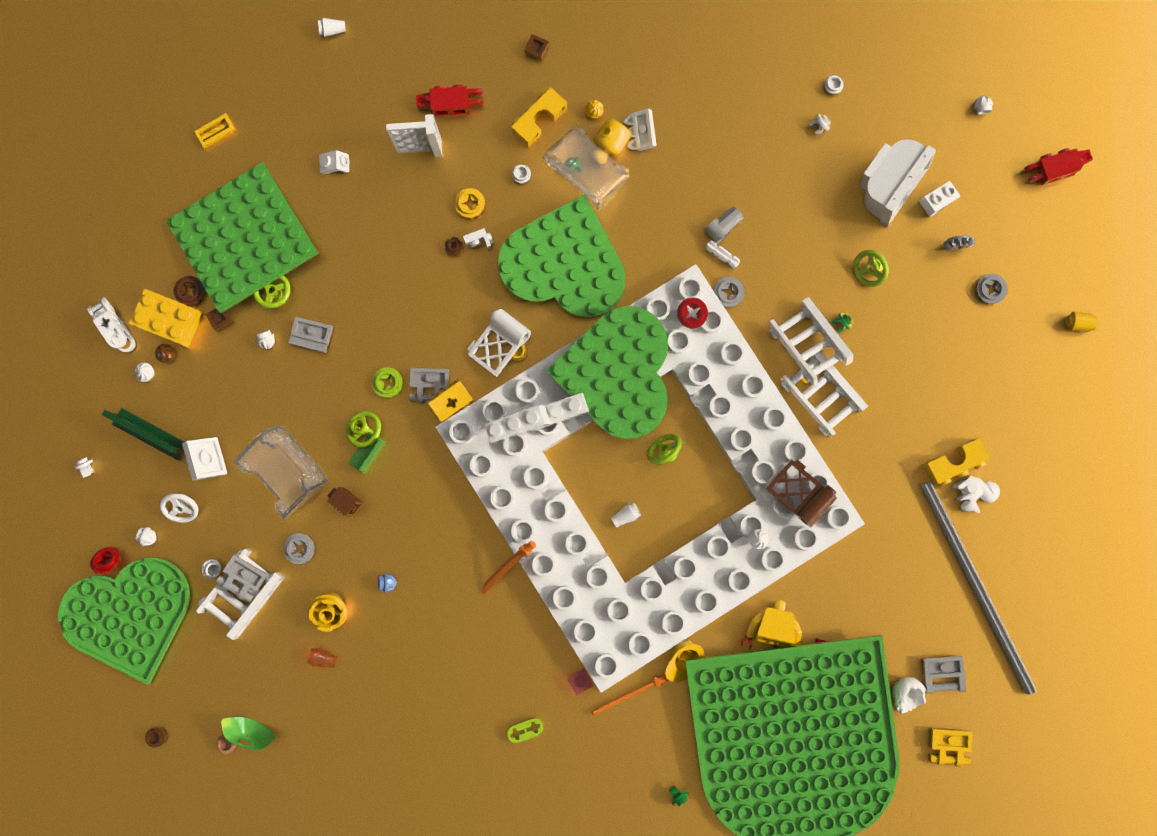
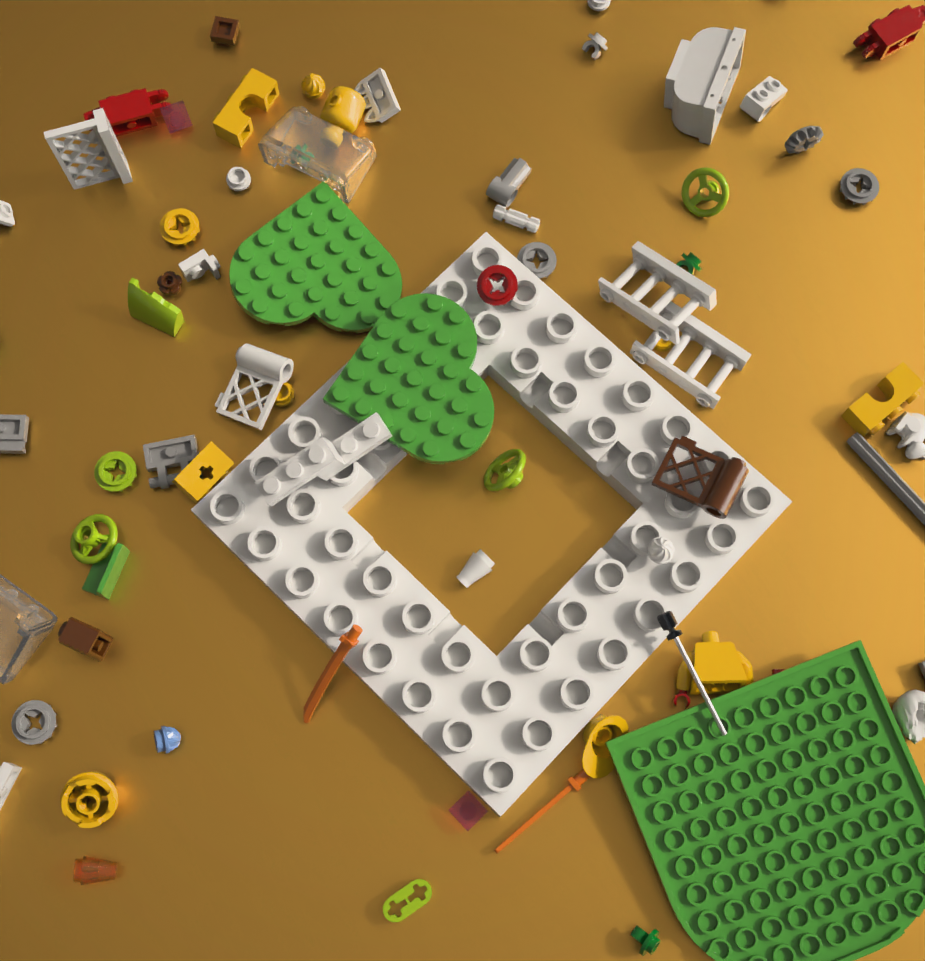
camera: 20 degrees left, 10 degrees down
(438, 266) = (153, 309): none -> lime slope
(485, 112) = (176, 116): none -> clear pink plate
(749, 591) = (668, 623): none -> flat silver piece

